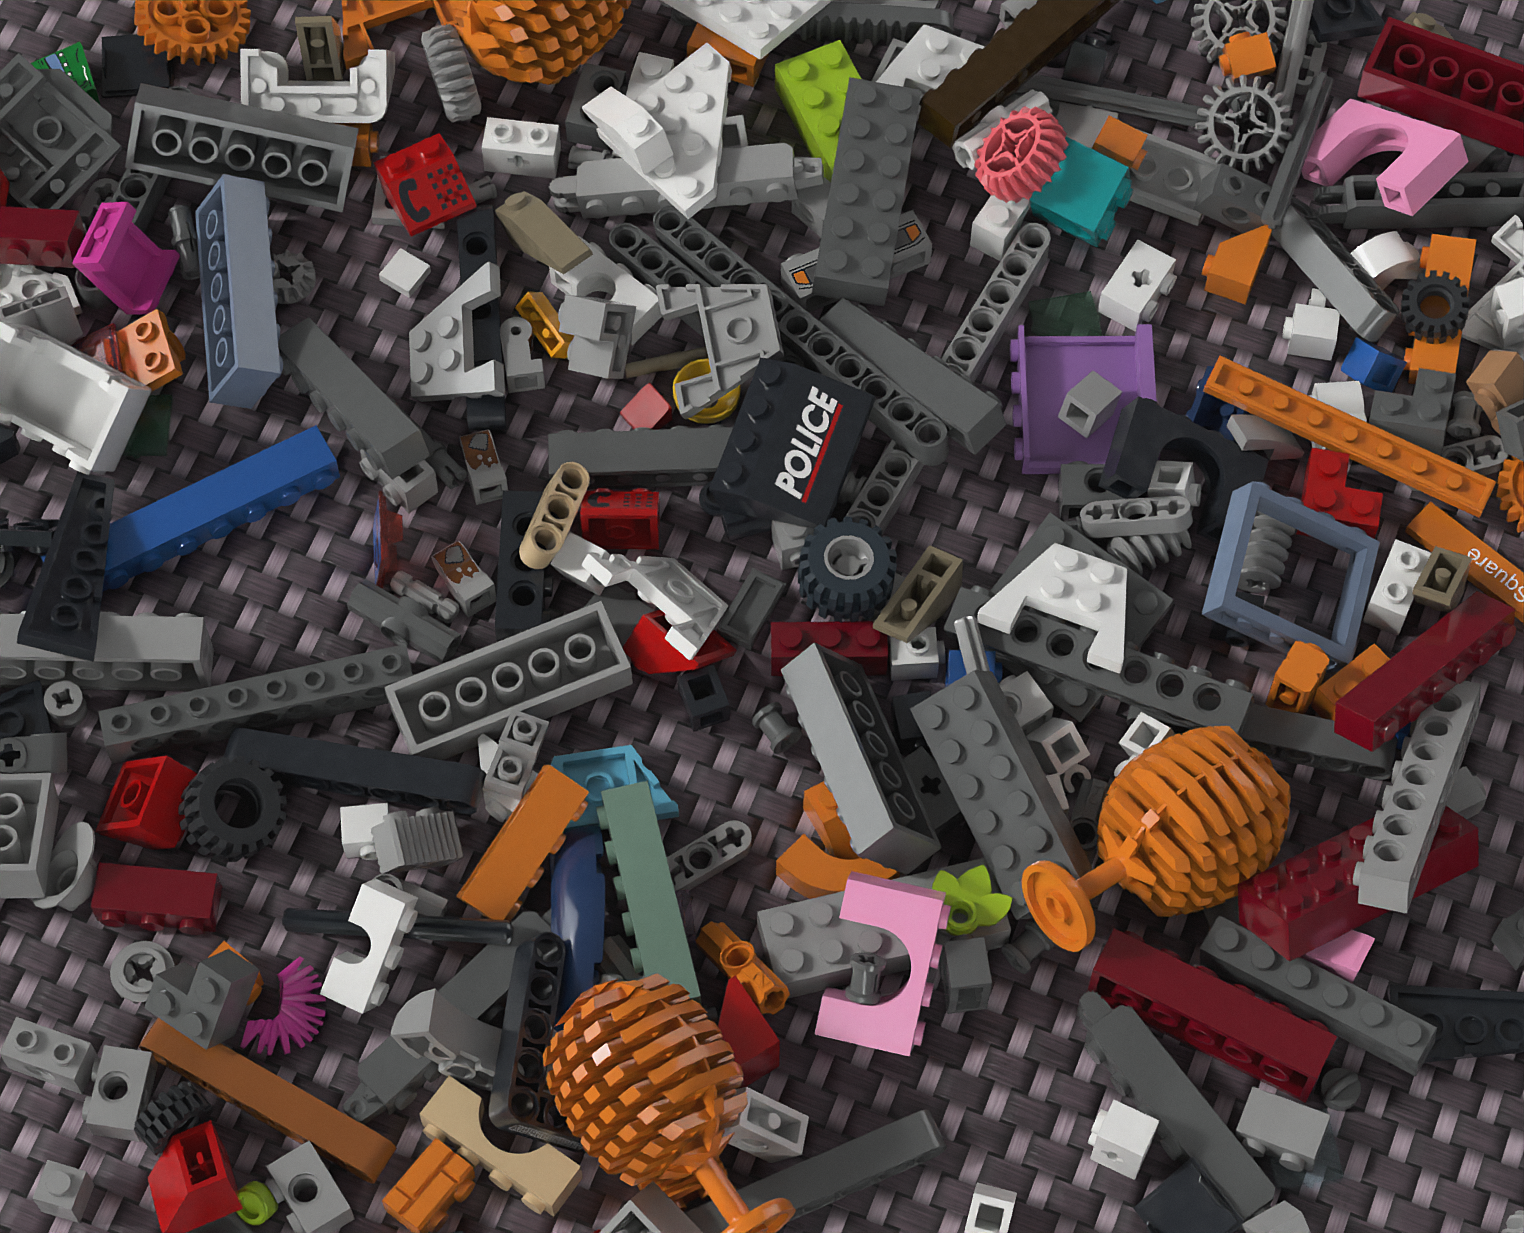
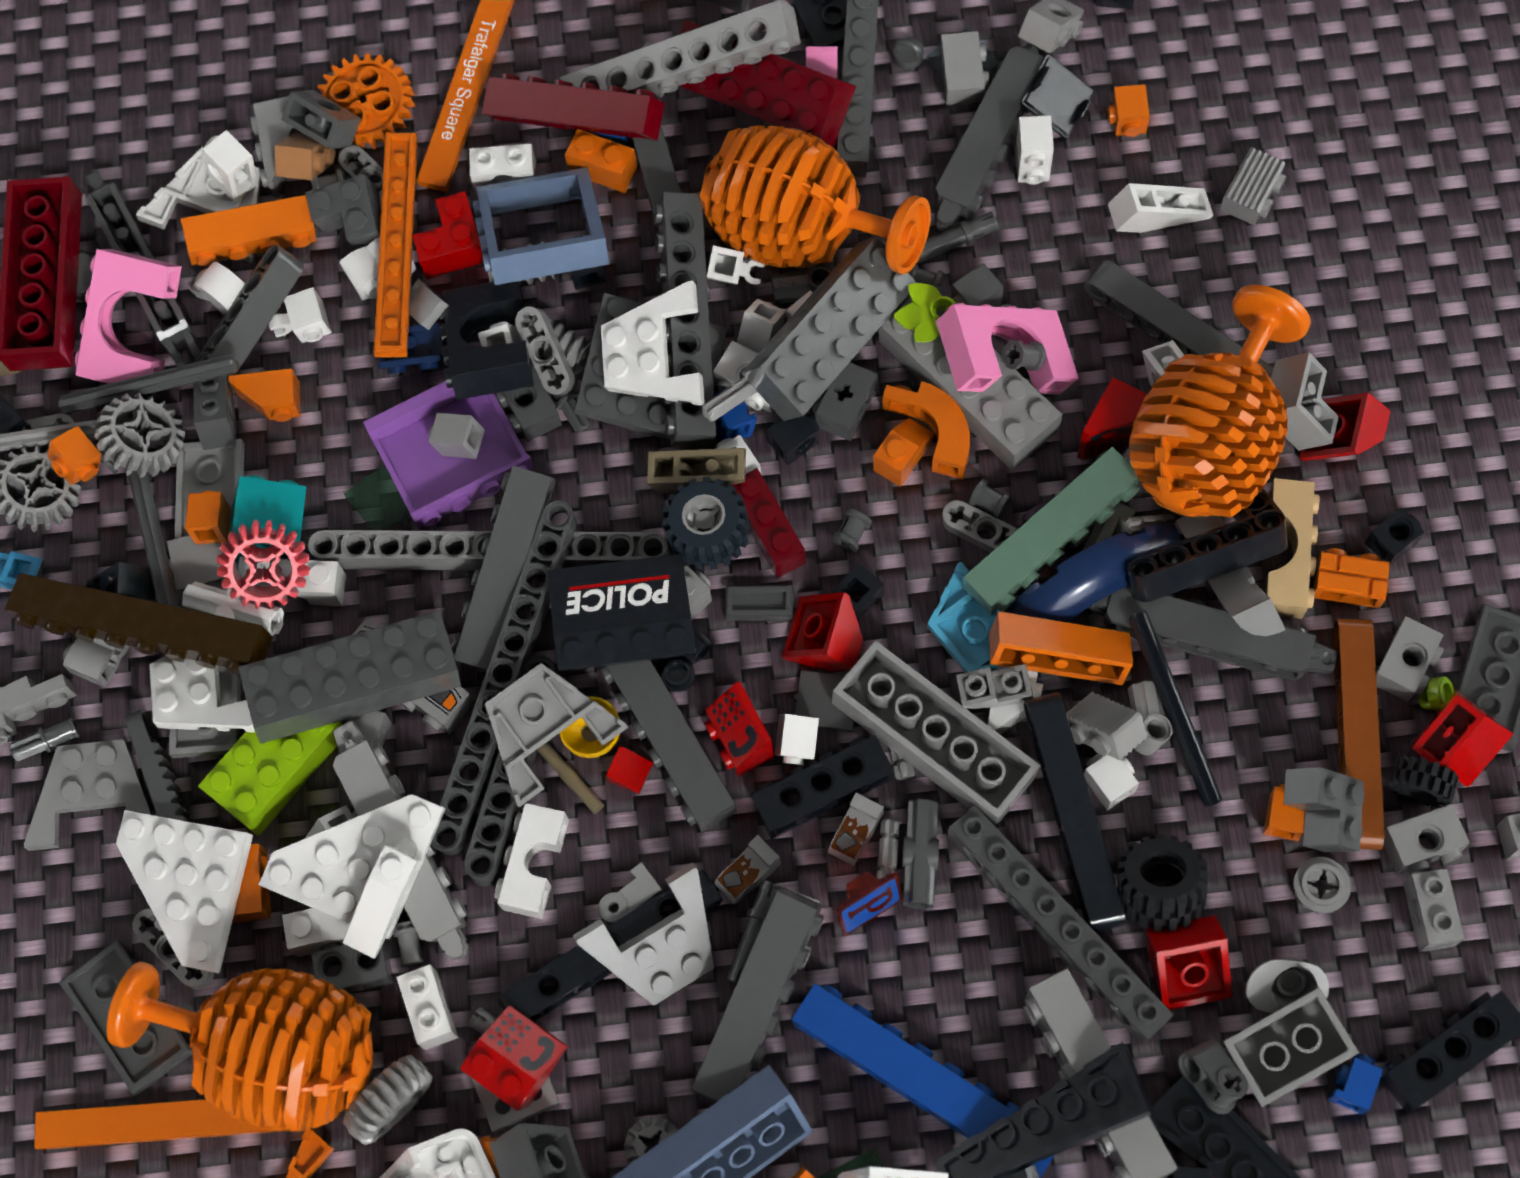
camera: 110 degrees left, 5 degrees up
(68, 713) = (1156, 1076): light grey wheel -> none
(156, 898) = (1261, 906): dark red brick -> none
(294, 1014) = (1280, 755): dark pink hair -> none
(385, 916) = (1185, 709): white arch -> none
(404, 273) = (597, 1044): white tile -> none
(541, 233) = (513, 929): dark tan slope -> none
(544, 323) = (589, 891): light orange piece -> none
(546, 528) = (759, 766): tan beam -> none
(600, 334) = (587, 830): light grey brick -> none
(672, 588) = (787, 647): white wing -> none
(732, 878) = (990, 499): none -> dark grey bush
(739, 958) = (1051, 466): orange piece -> none
(860, 760) = (860, 436): dark grey brick -> none
(1065, 1020) = (962, 234): none -> dark grey pin
(1137, 285) = (326, 456): white brick -> none
(1212, 1014) = (909, 124): dark red brick -> none
(1298, 678) = (620, 192): orange brick -> none
(1373, 365) = (319, 262): blue panel -> none
(1434, 286) = (251, 205): black tyre -> none
(1442, 580) = (489, 129): dark tan slope -> none

